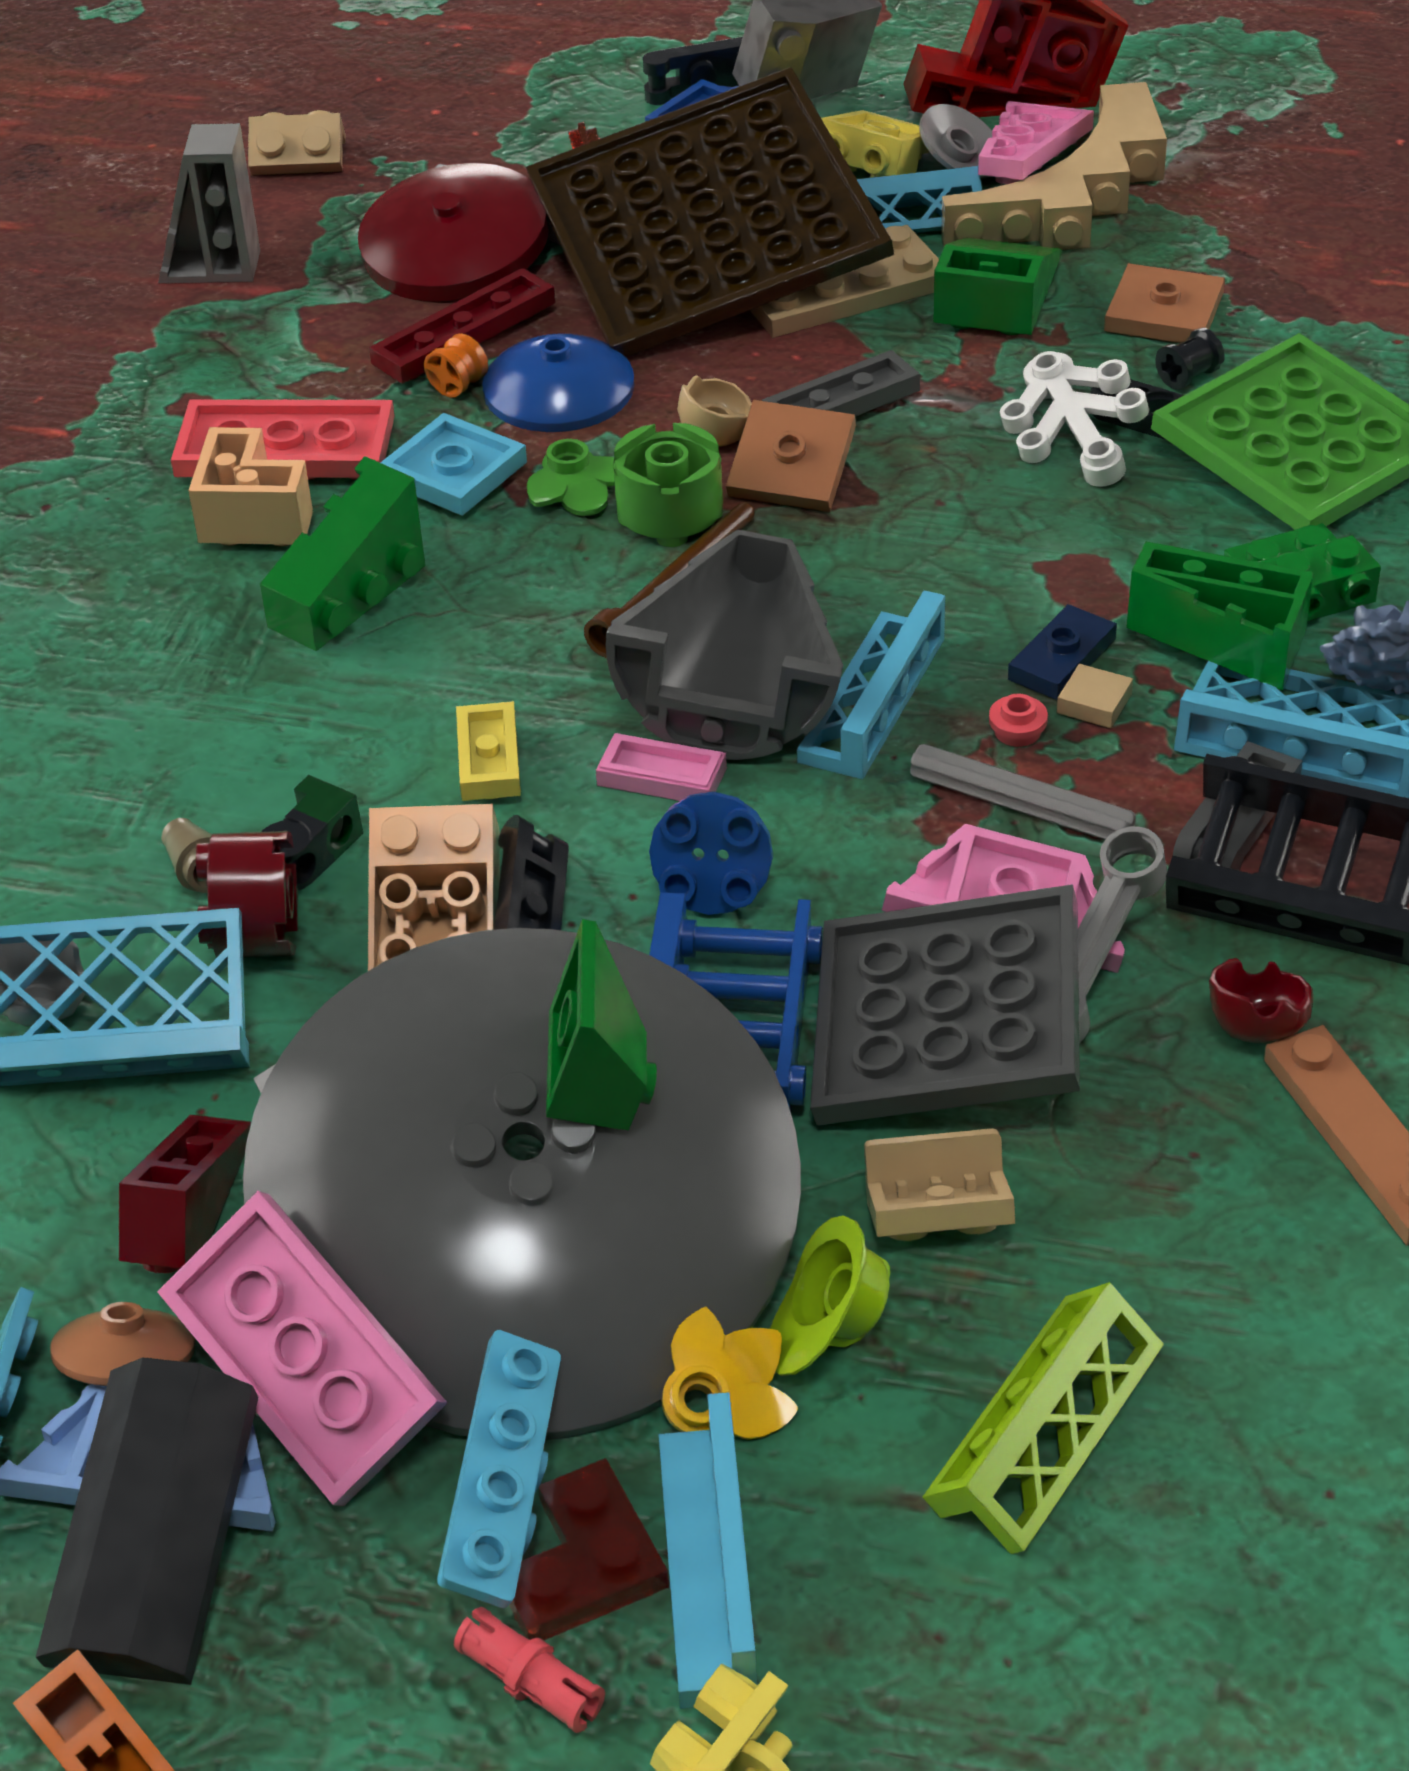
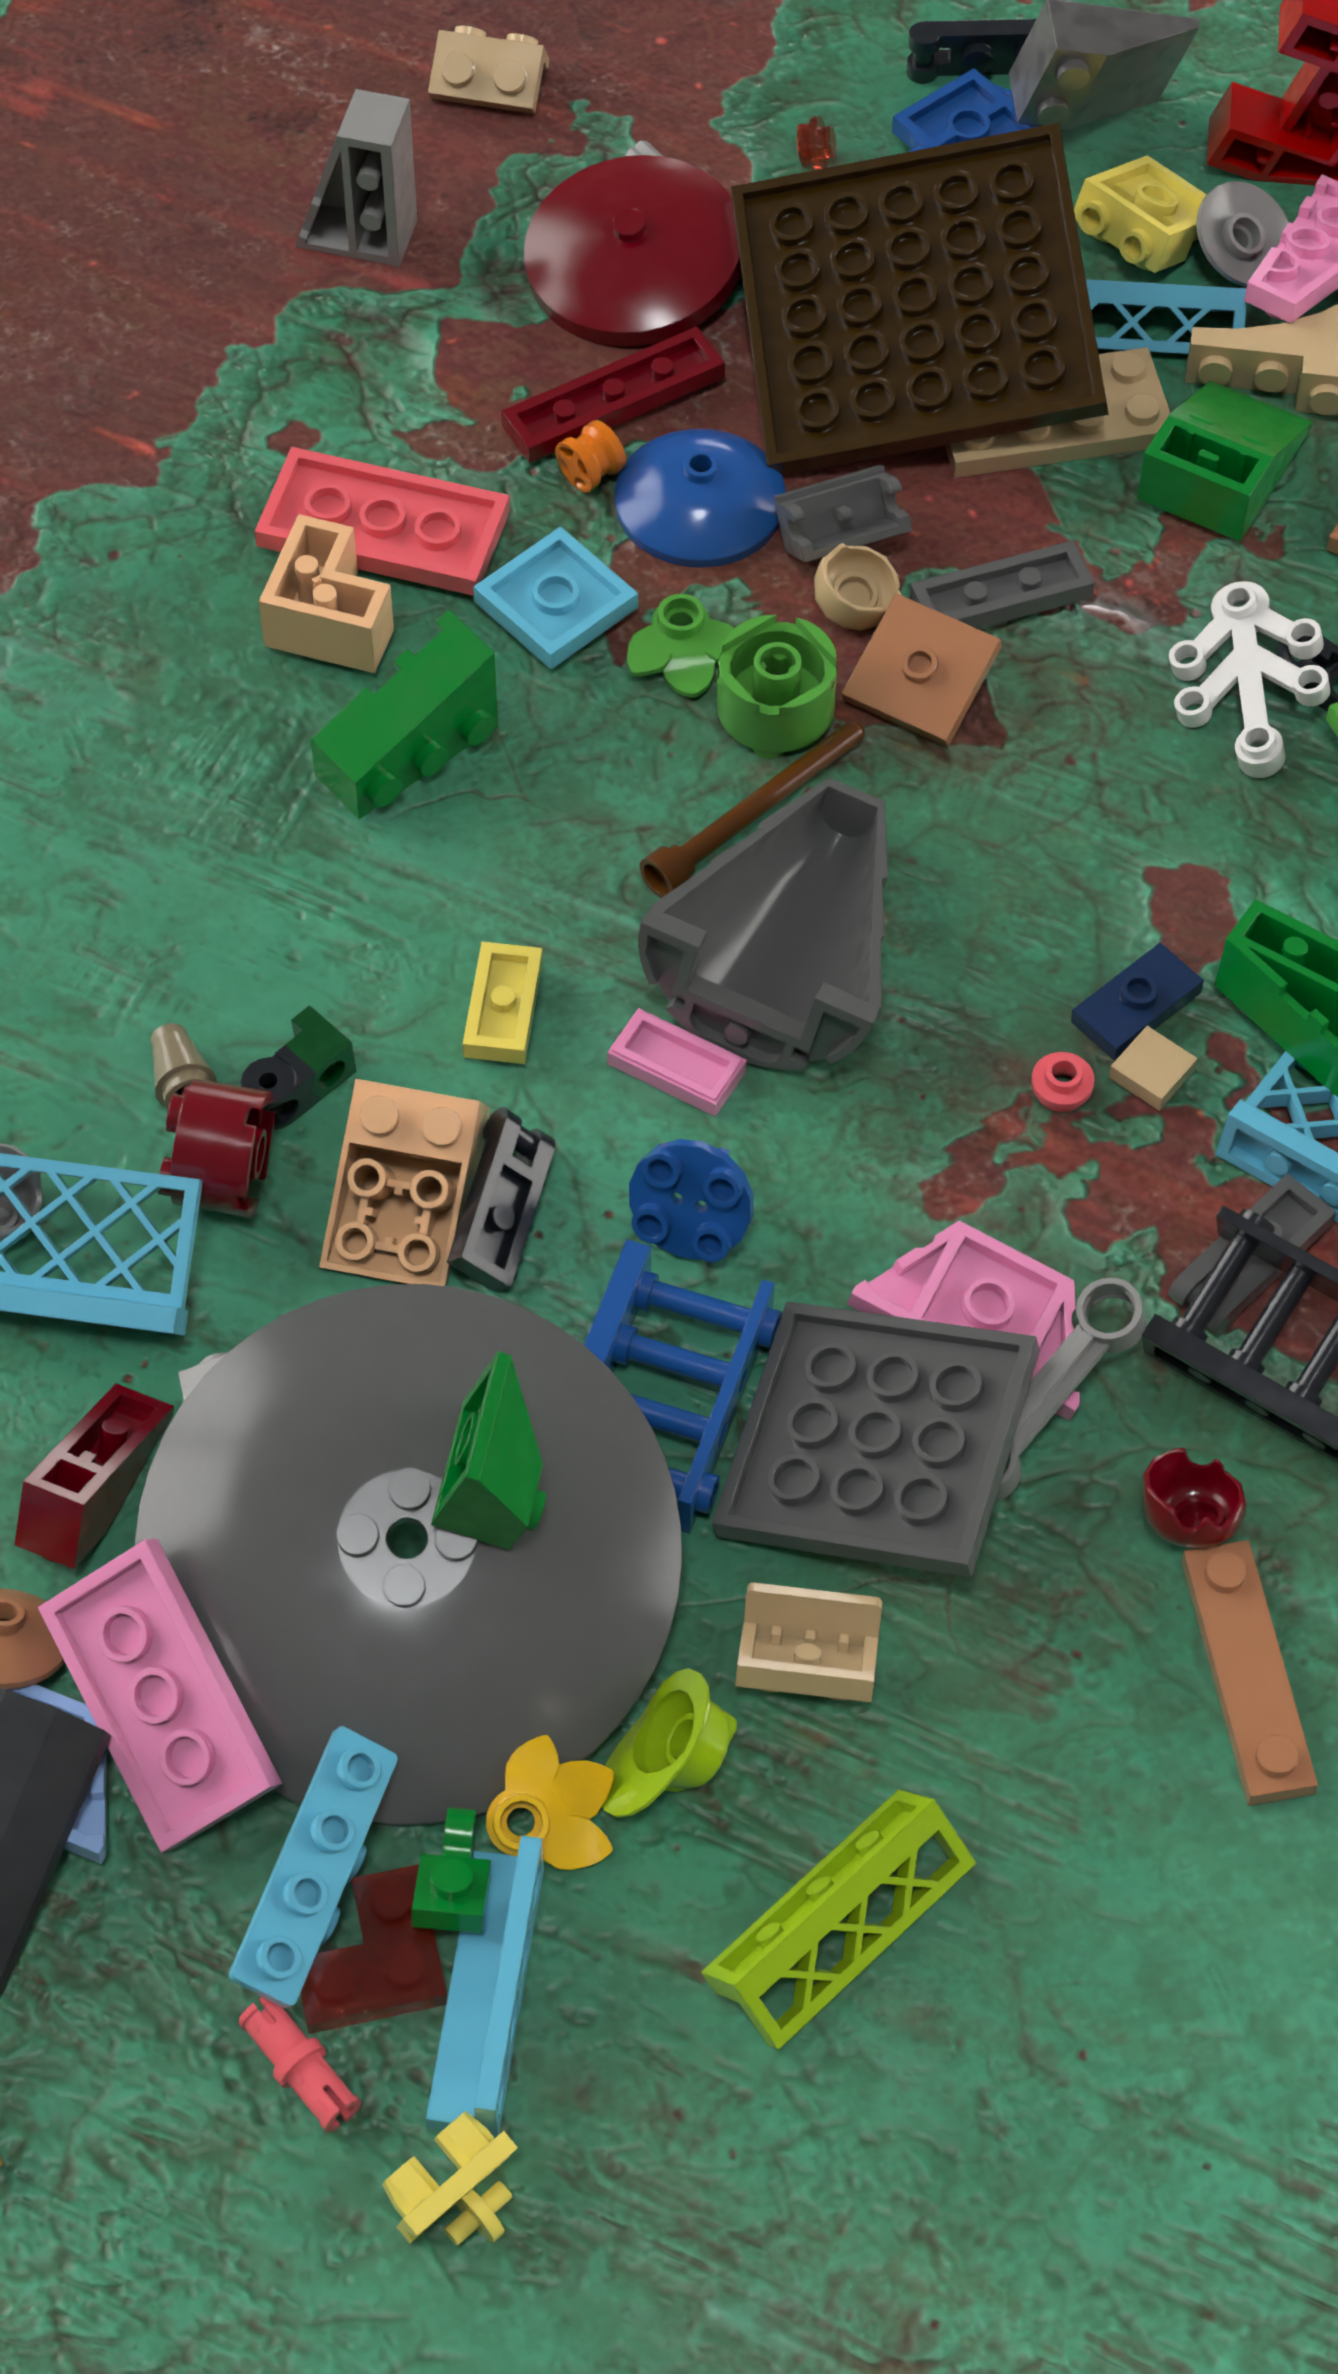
camera: 10 degrees right, 15 degrees up
(646, 1465) = (453, 1885): none -> green plate
(664, 369) = (841, 510): none -> dark grey hinge
(886, 694) = (933, 1017): medium azure fence -> none
(1019, 792) = (1037, 1181): light grey axle -> none

